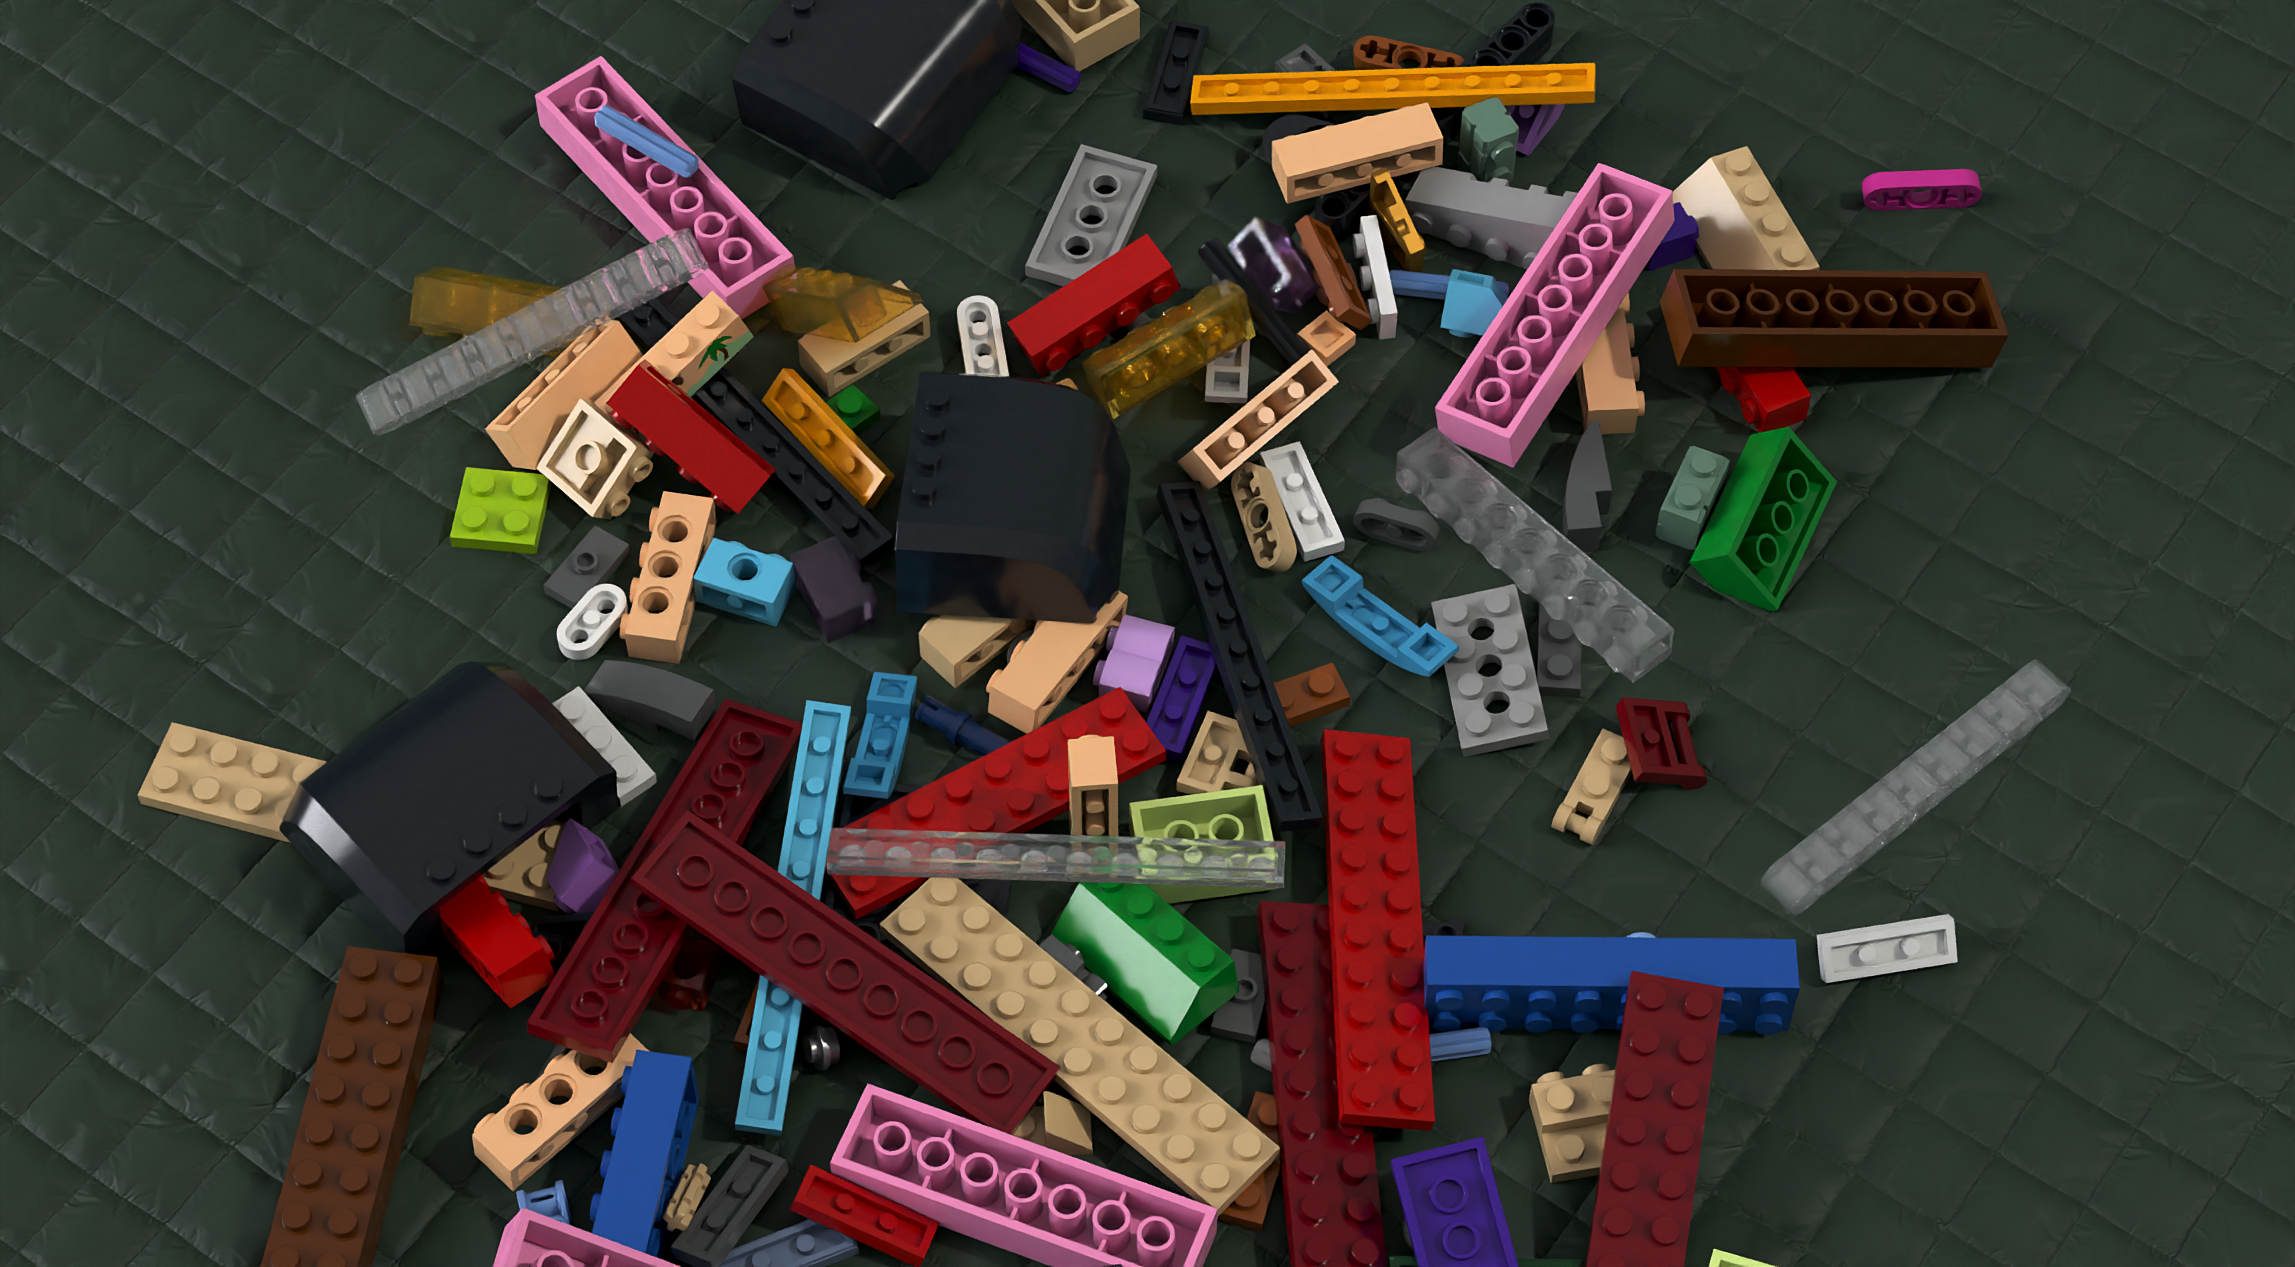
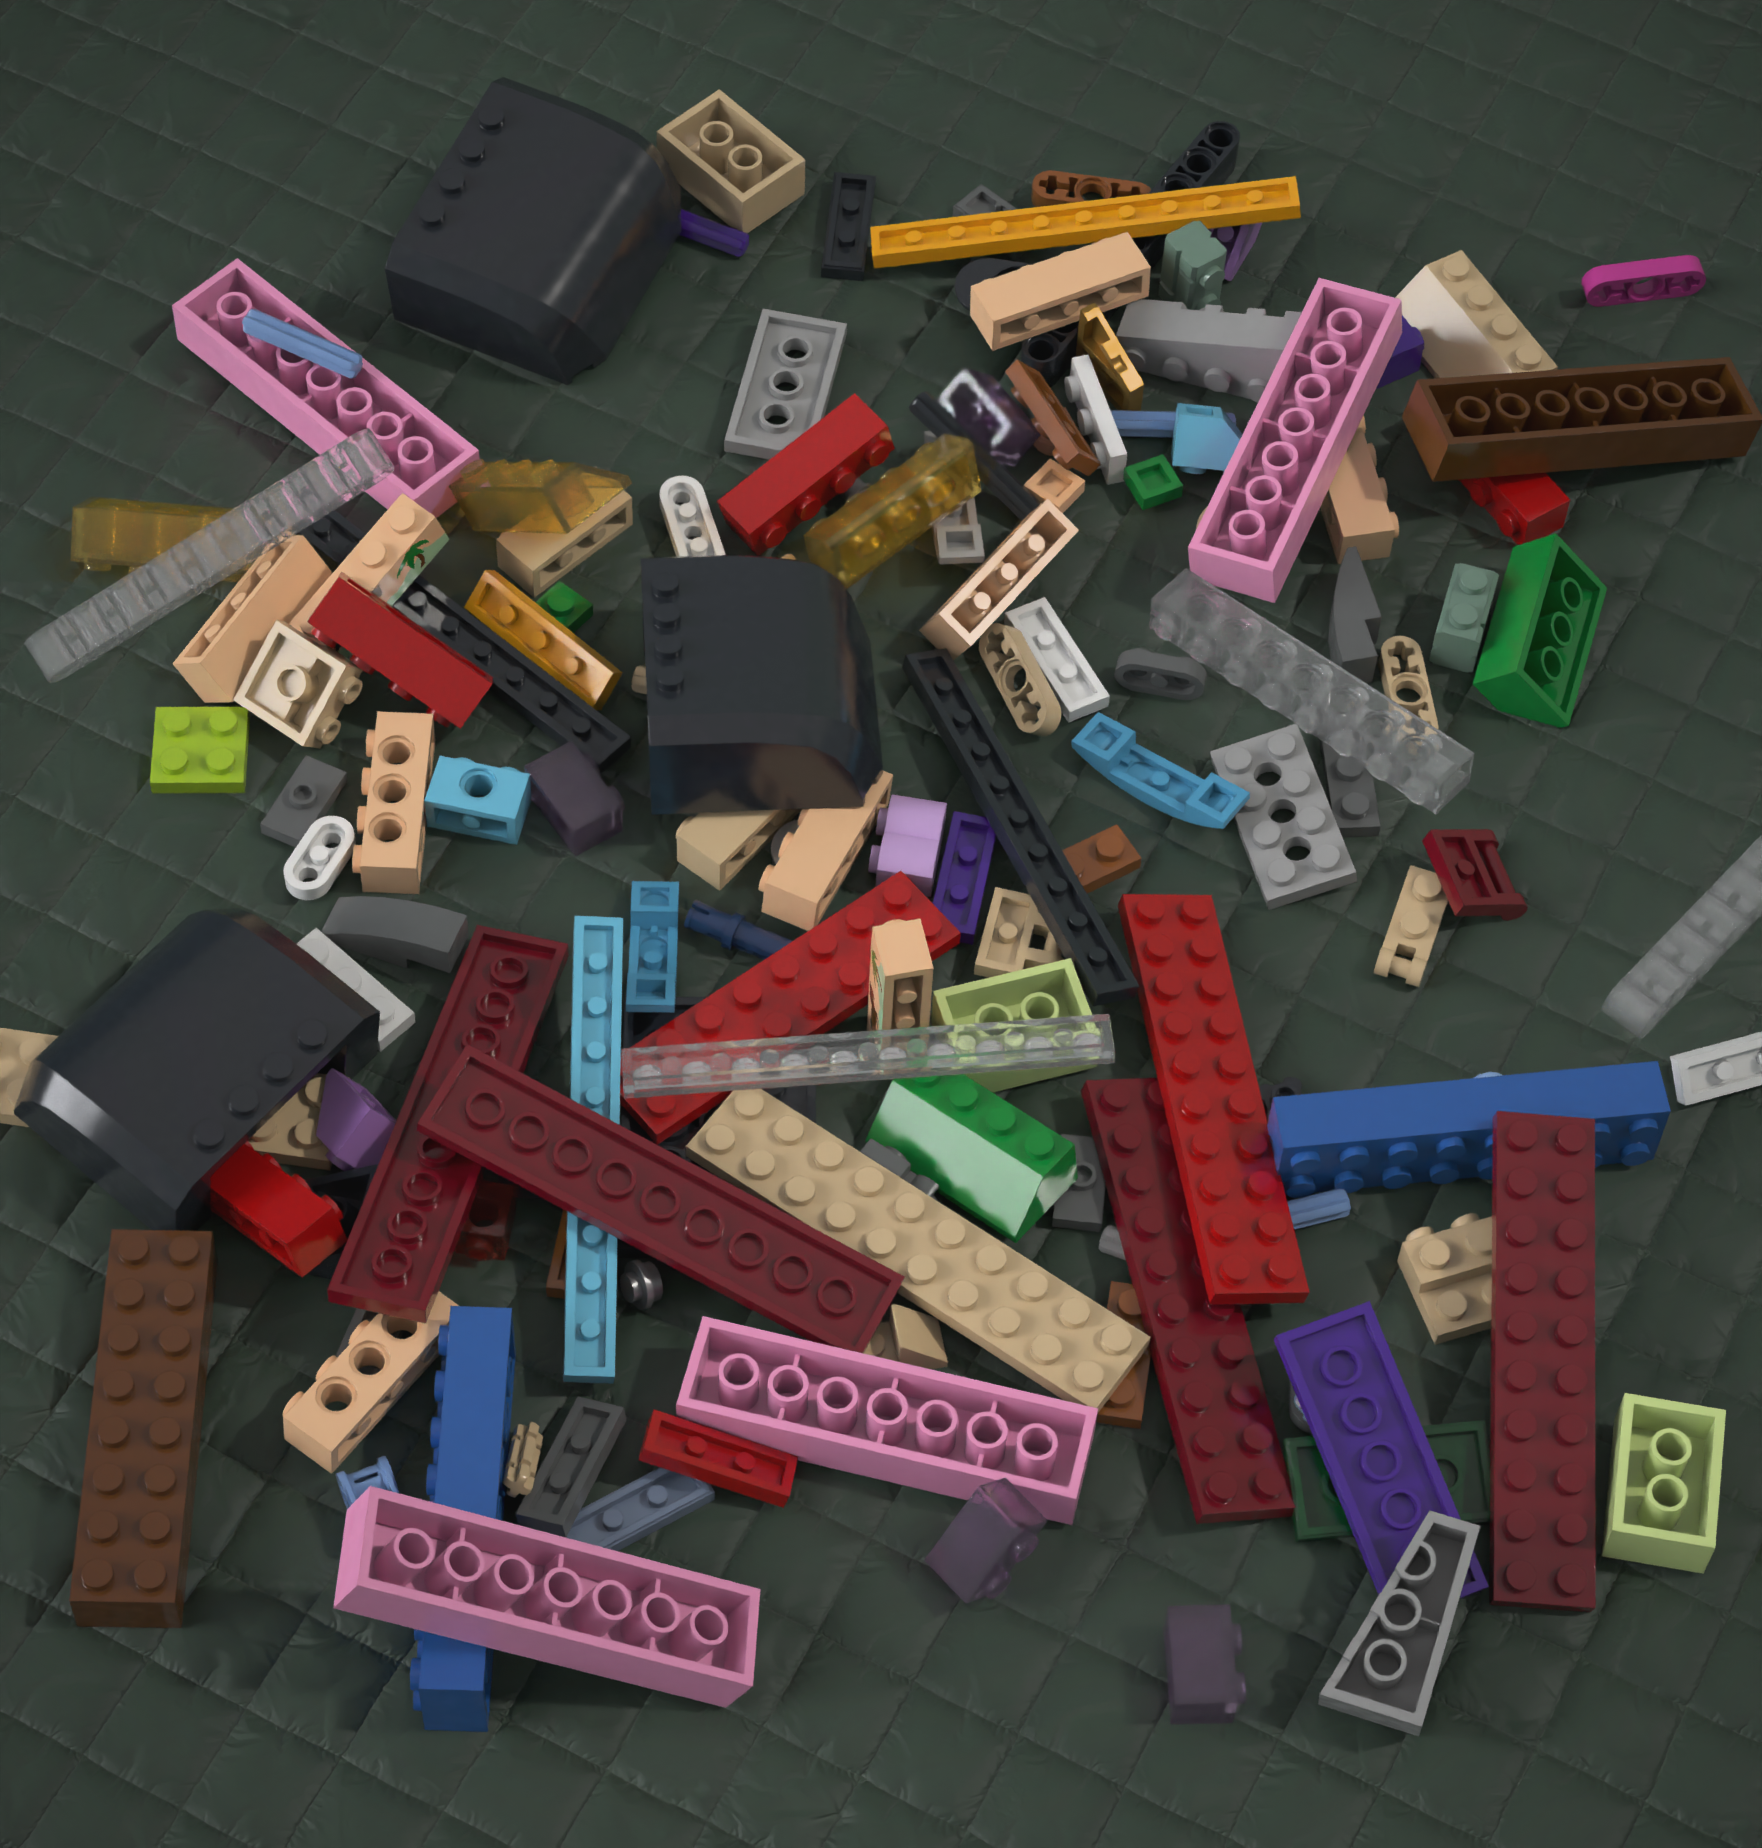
camera: 10 degrees left, 0 degrees up
(1420, 341) = (1153, 482): none -> green plate
(1637, 551) = (1413, 677): none -> tan beam

